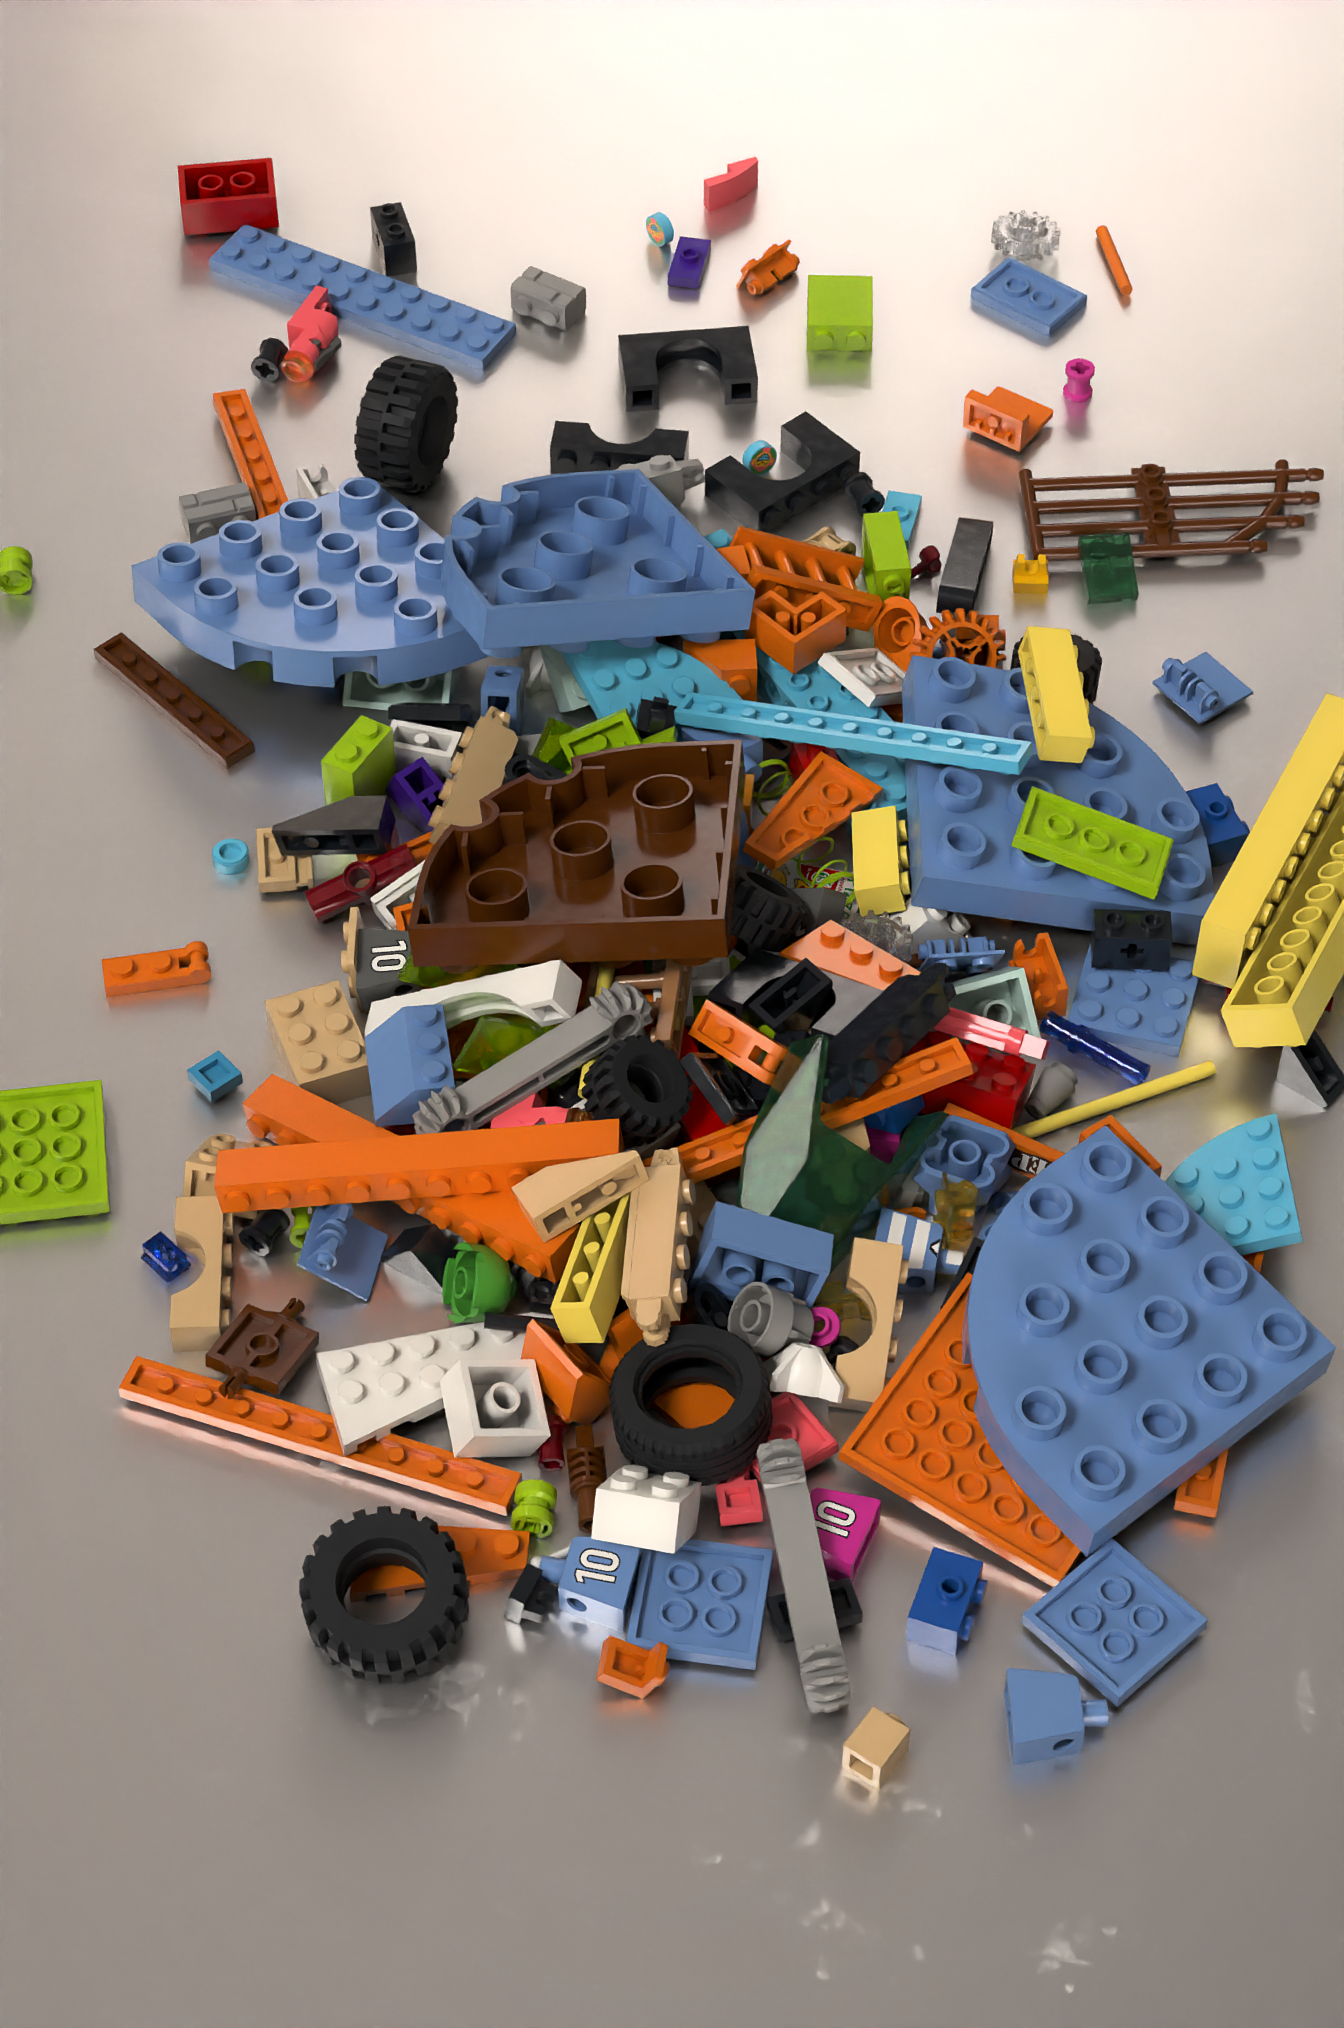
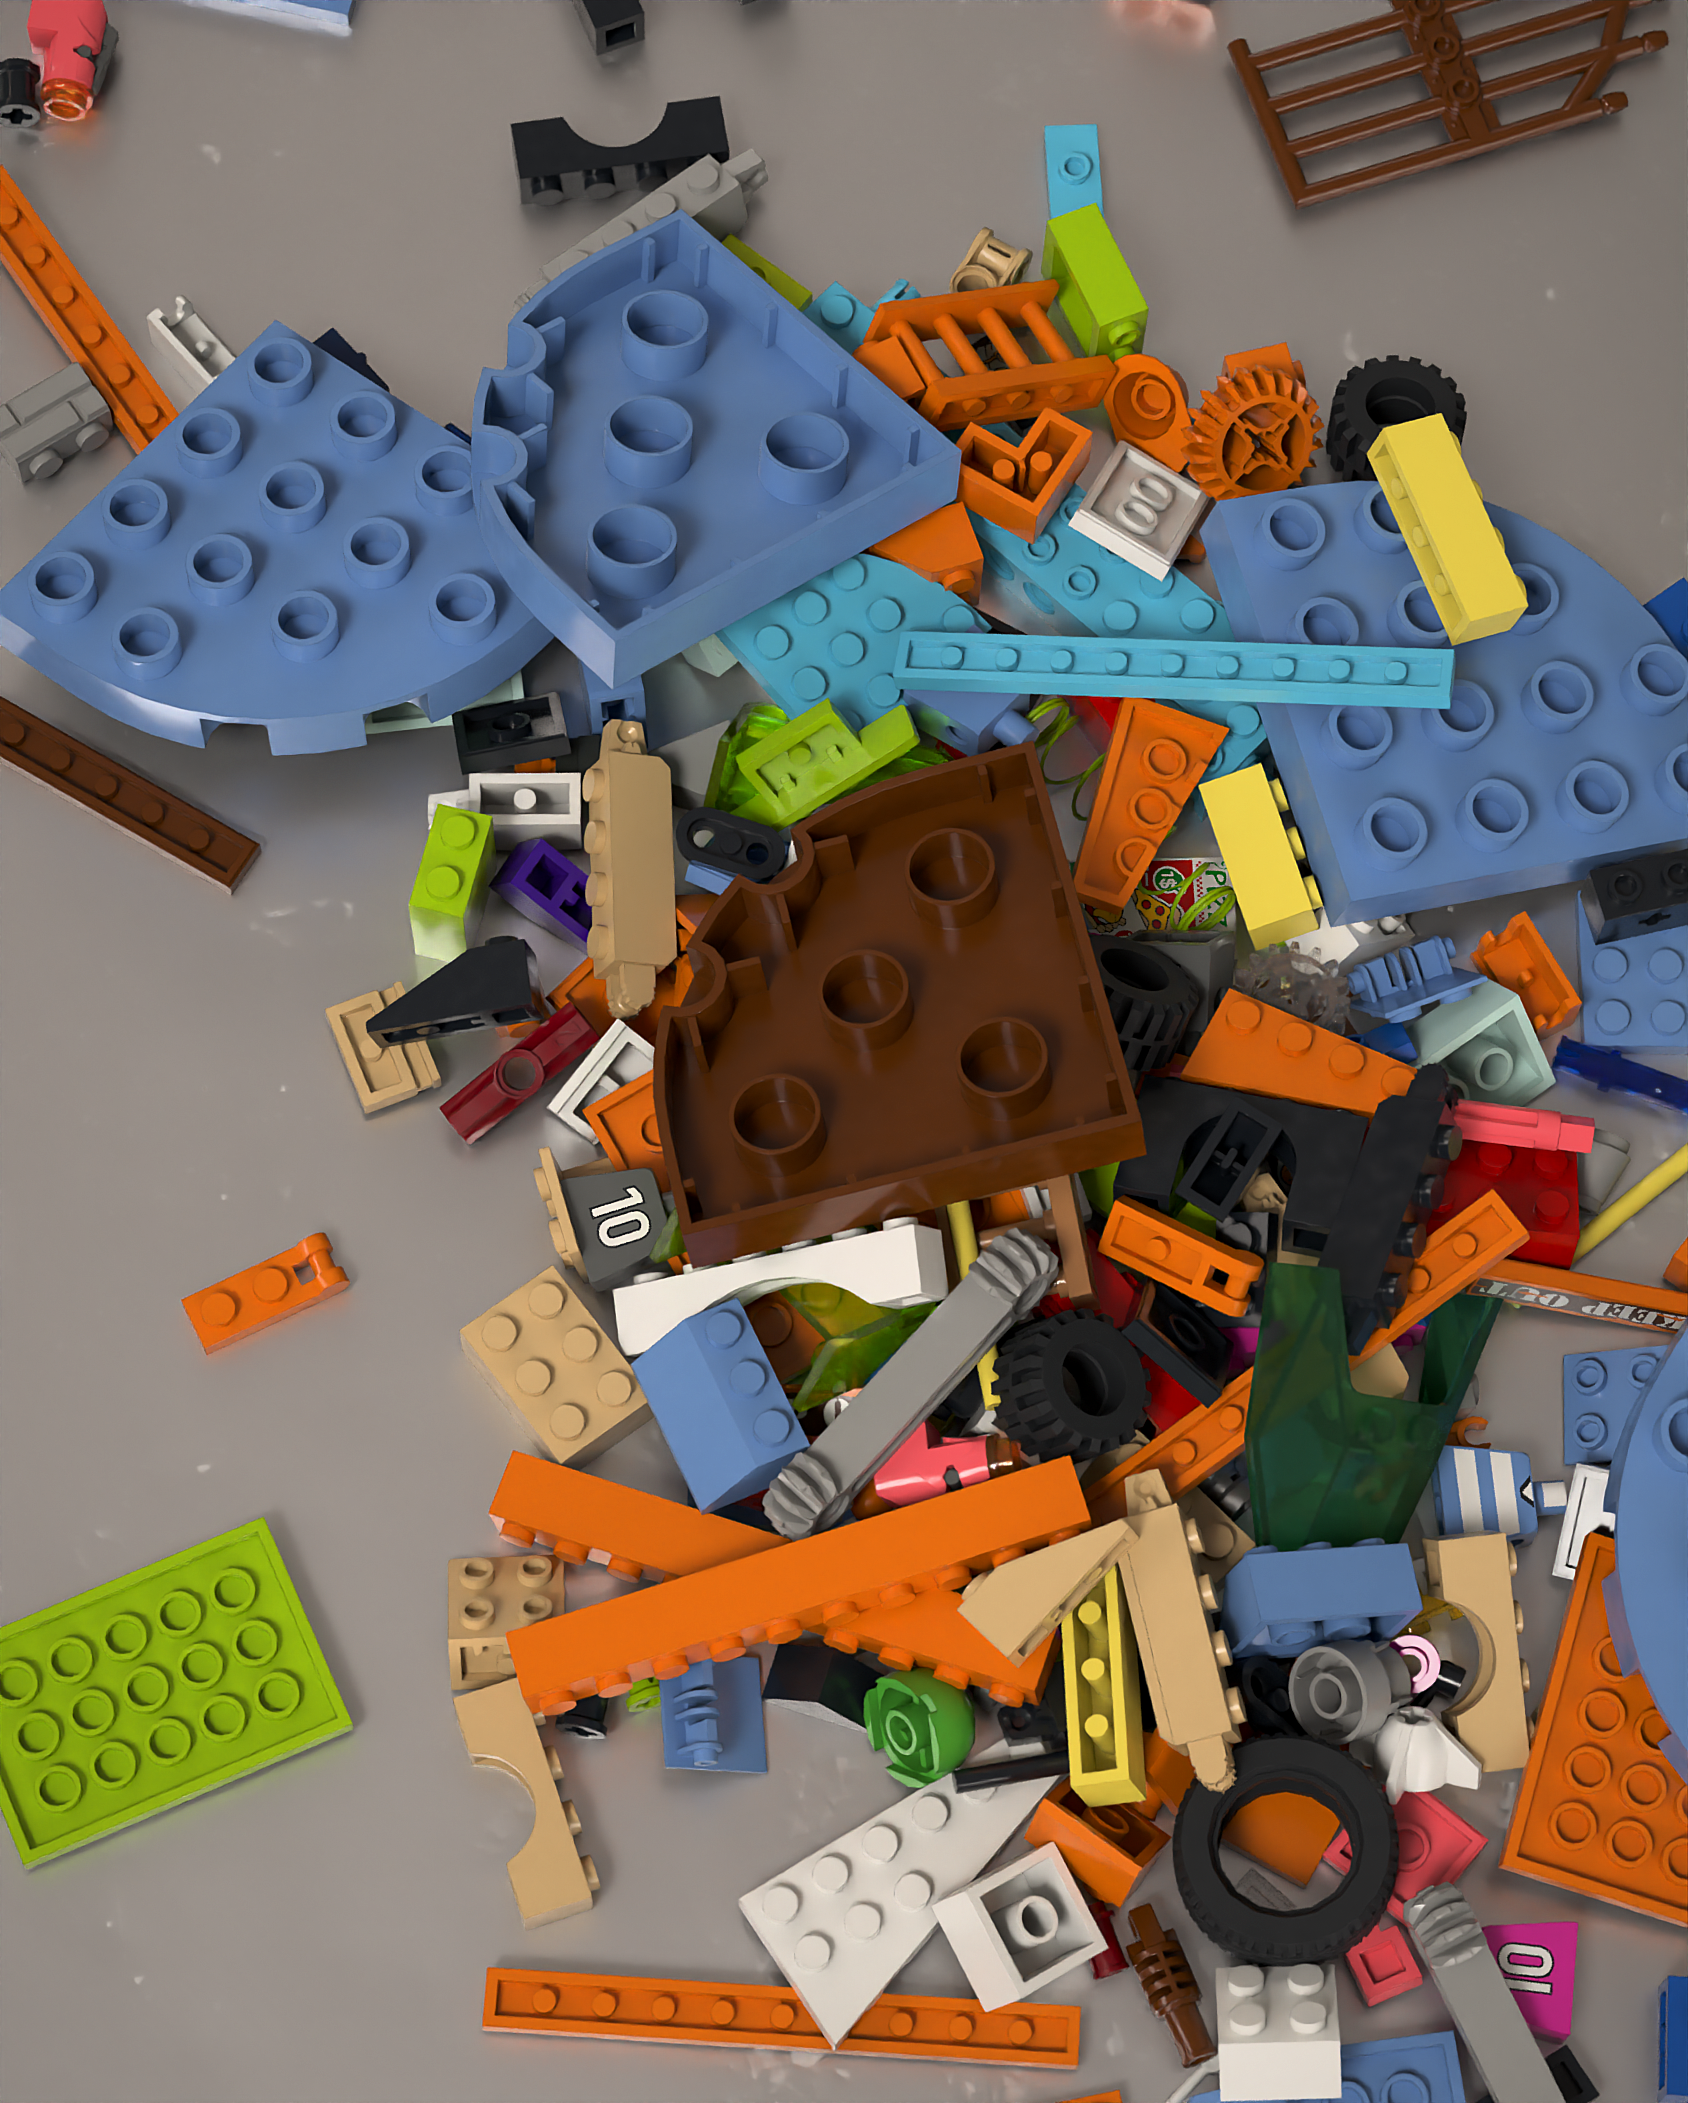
camera: 20 degrees left, 20 degrees up
(152, 1256) = (450, 1794): clear blue piece -> none
(215, 1076) = (421, 1460): dark azure plate -> none
(230, 856) = (298, 1058): medium azure tile -> none
(262, 1349) = (656, 1905): reddish brown plate -> none
(406, 423) = (299, 207): black tyre -> none
(534, 1507) = (1114, 2060): lime wheel -> none
(654, 716) = (865, 691): black tile -> none
(759, 457) = (834, 110): tile -> none
(768, 503) = (870, 198): black arch -> none
(861, 490) = (1011, 144): black bush -> none
(929, 561) = (1145, 243): dark red hand -> none
(955, 1210) = (1534, 1423): clear yellow hinge -> none
(965, 565) = (1210, 261): black beam -> none
(966, 1153) = (1533, 1348): medium blue piece -> none
(1030, 575) = (1298, 237): yellow tile -> none
(1092, 842) = (1567, 773): lime tile -> none
(1108, 568) = (1411, 201): clear green plate -> none
(1201, 686) = (1603, 387): medium blue hinge -> none

